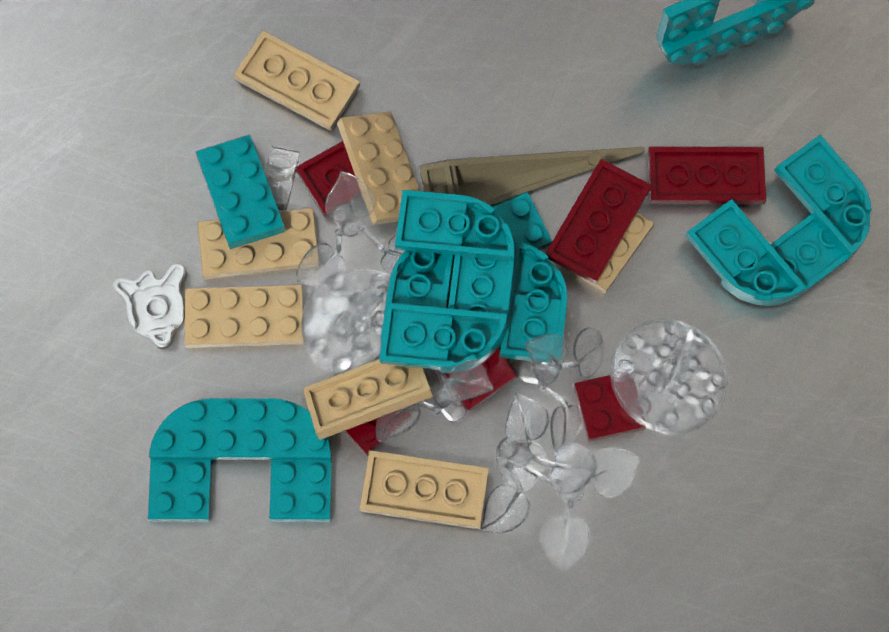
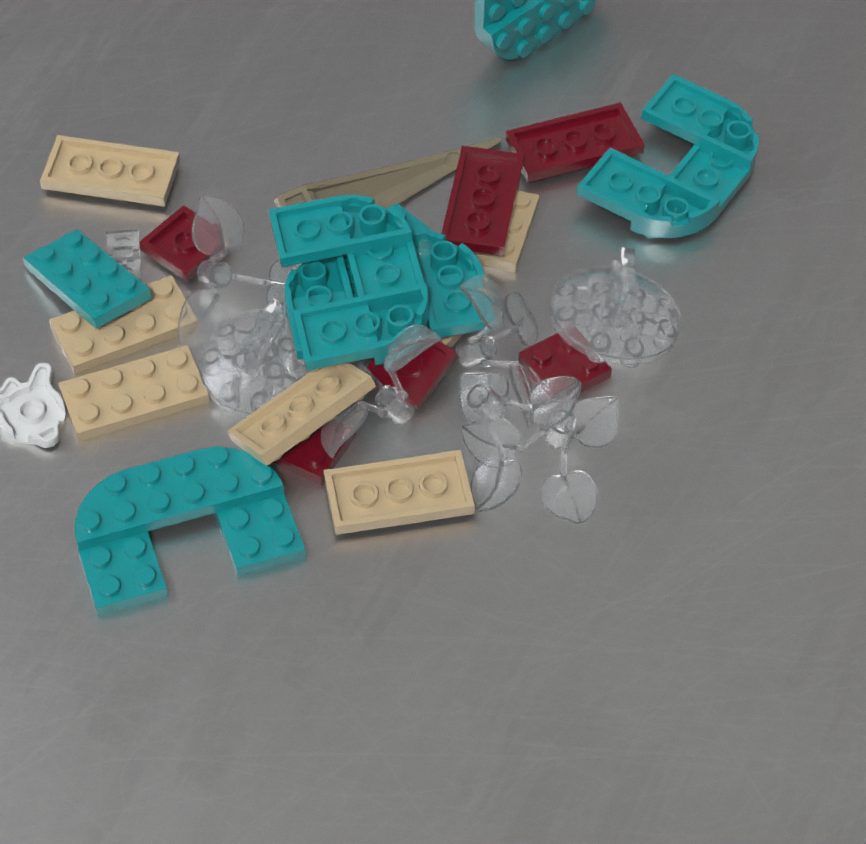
camera: 20 degrees left, 20 degrees down
(379, 161) = (258, 240): tan plate -> none

